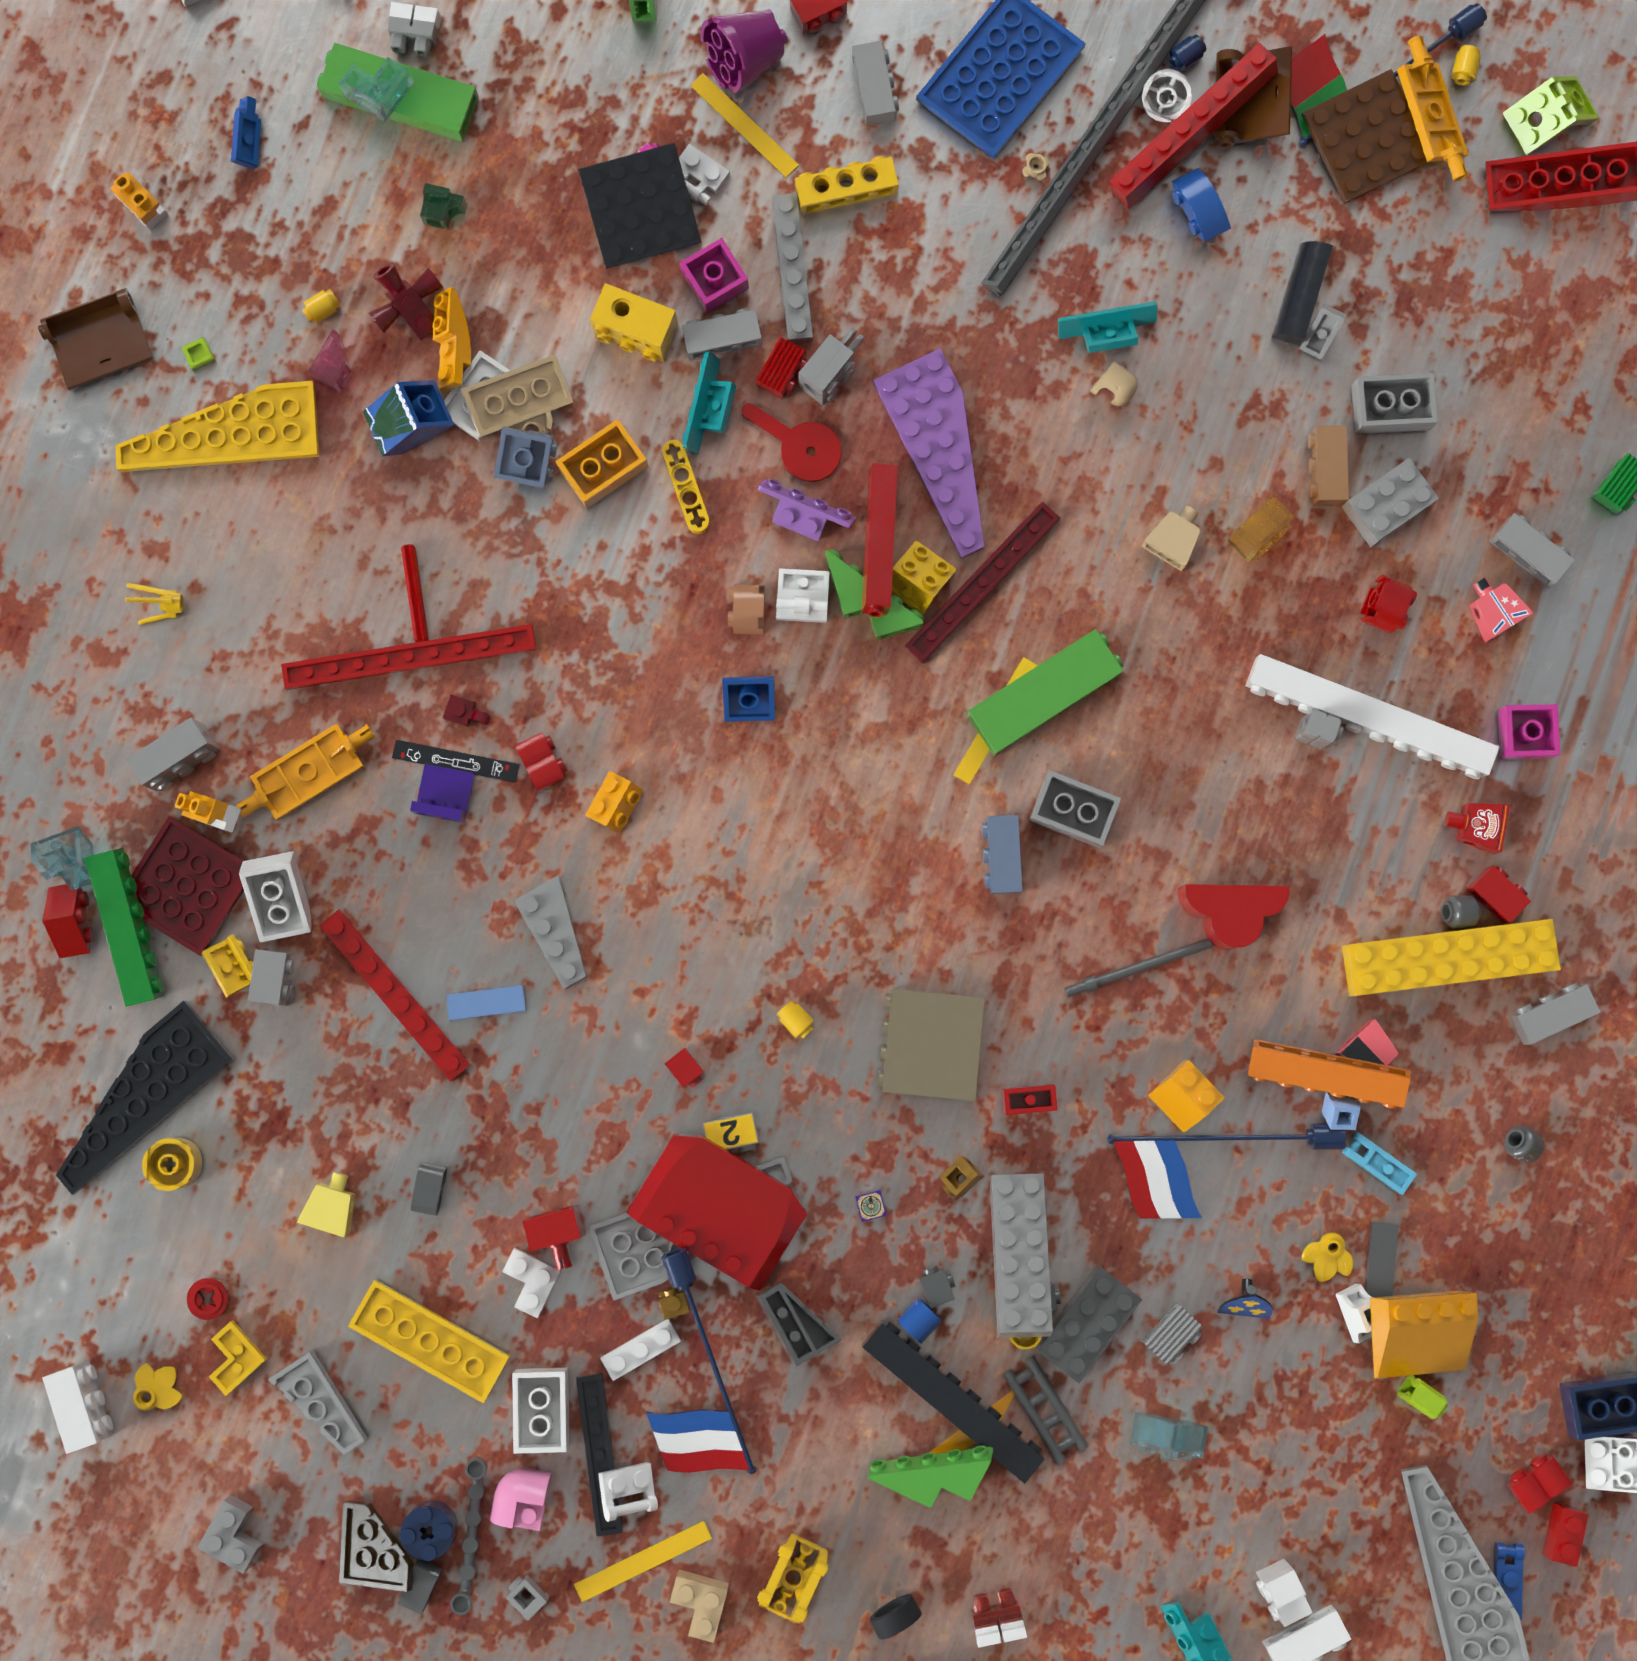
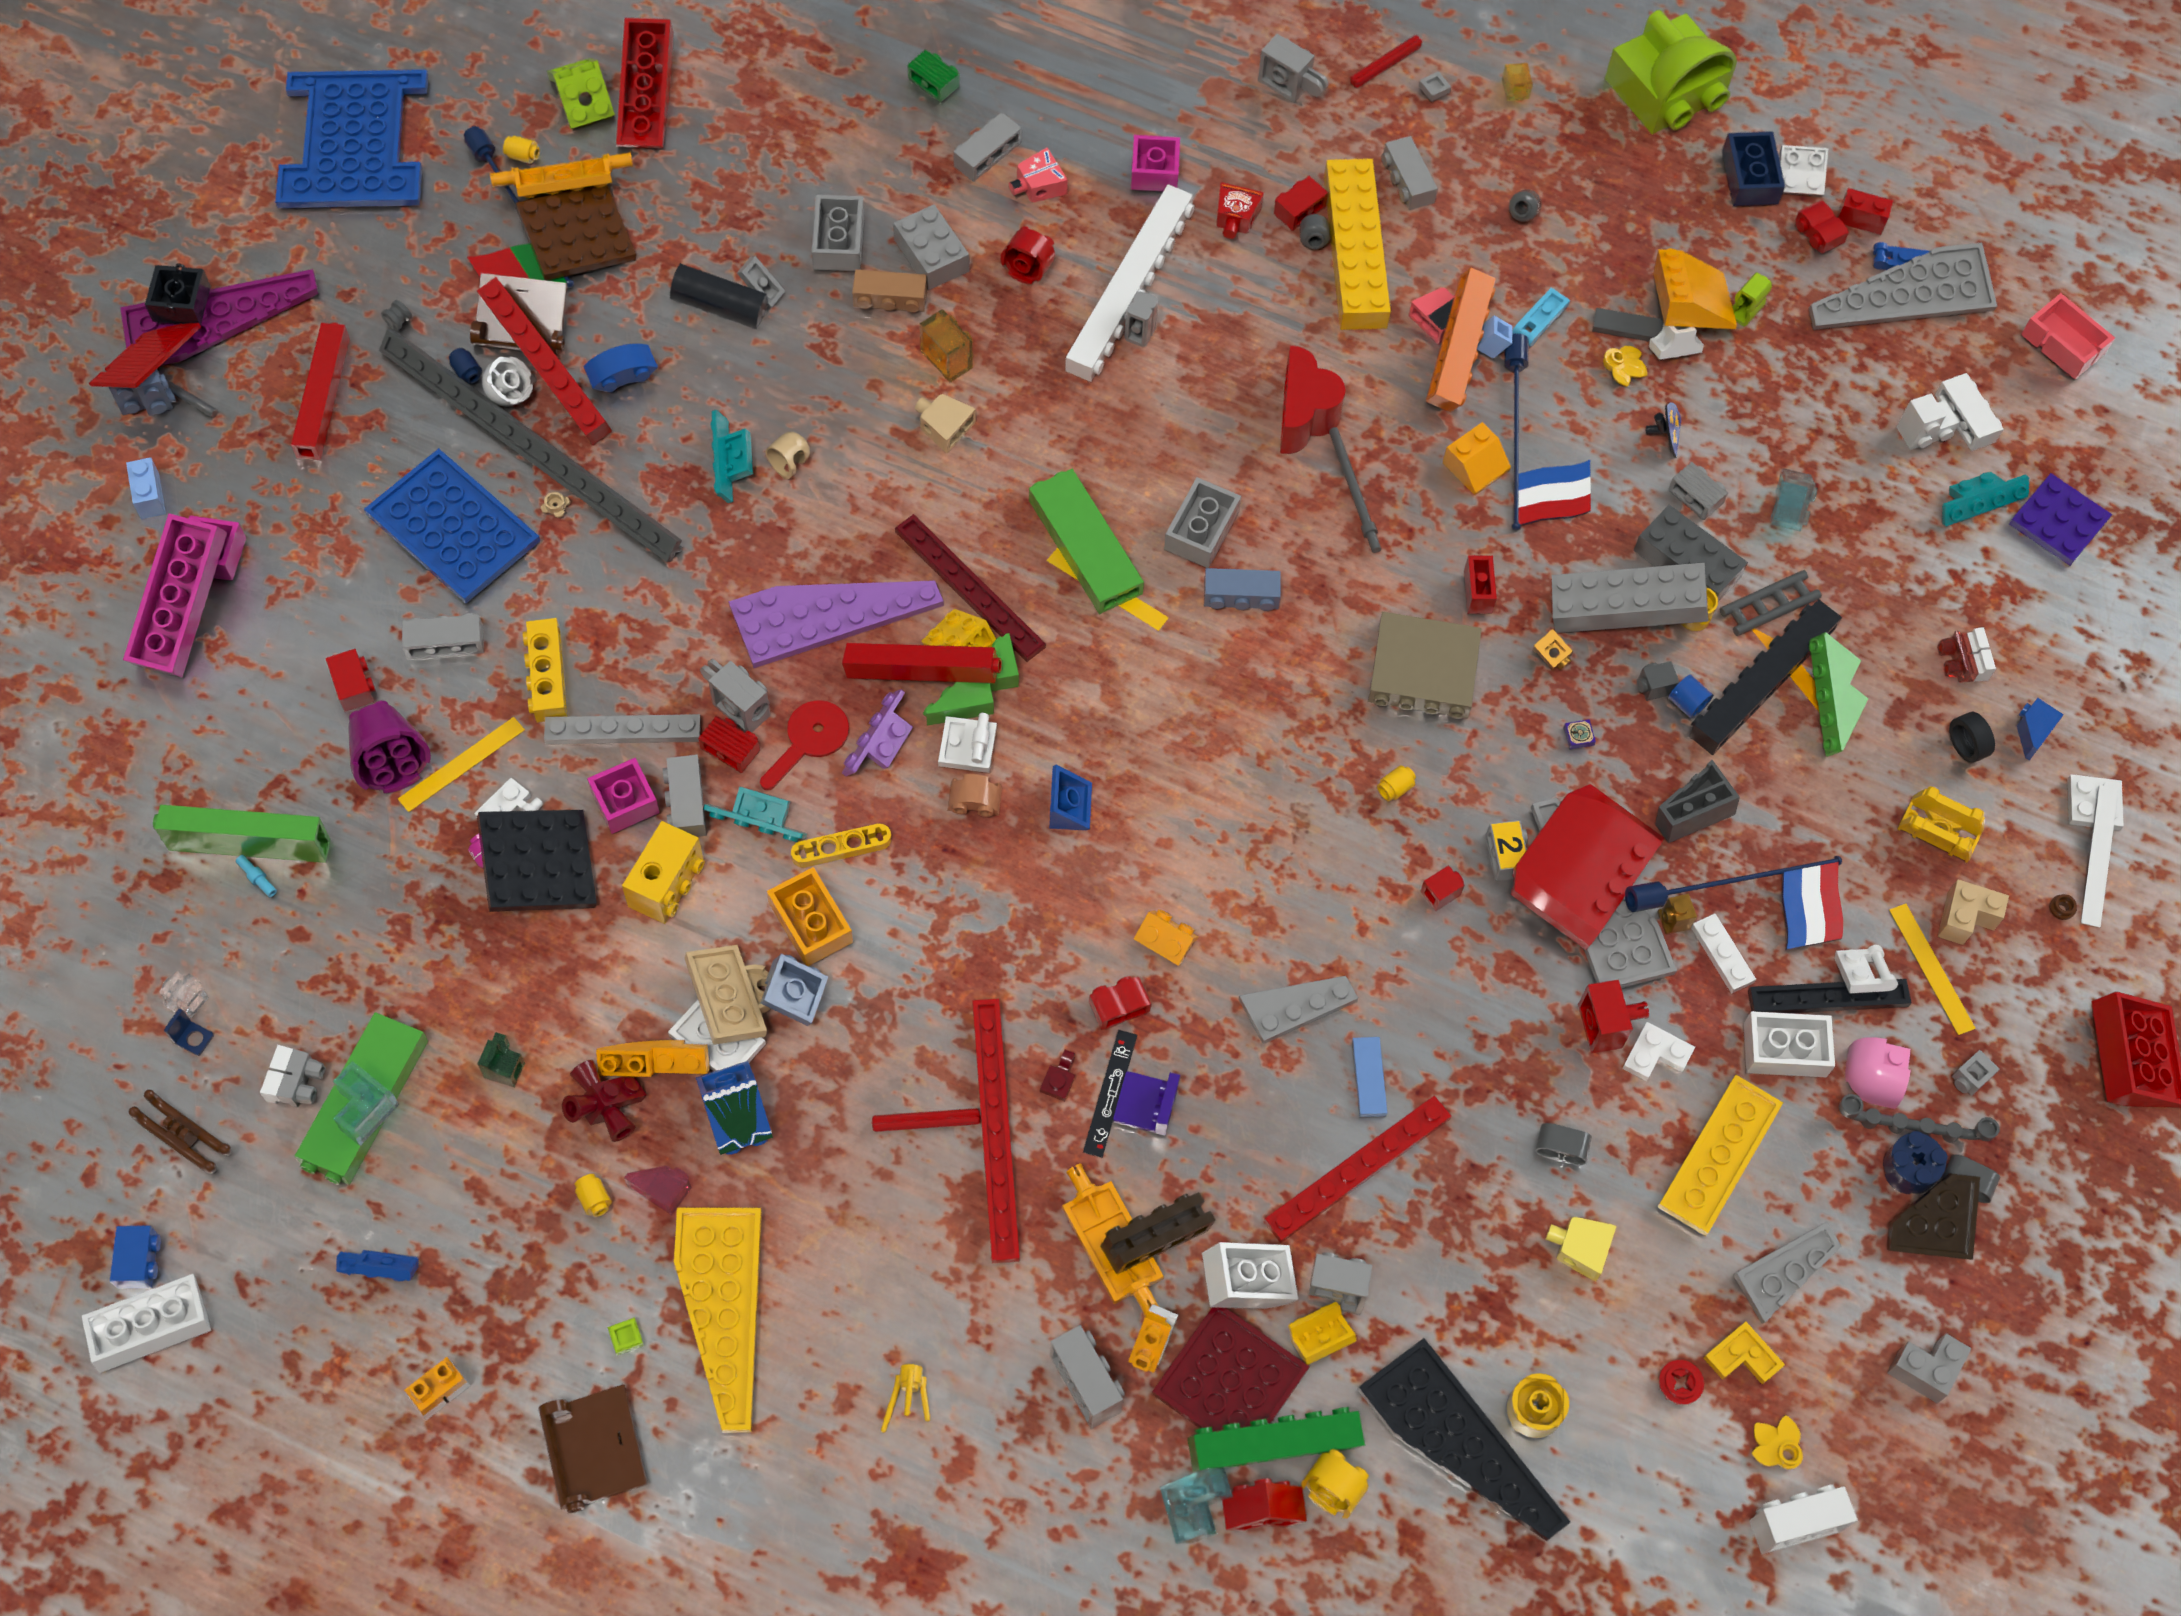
camera: 90 degrees left, 20 degrees down
(89, 982) = (1336, 1484): none -> yellow brick
(311, 810) = (1157, 1232): none -> dark brown brick

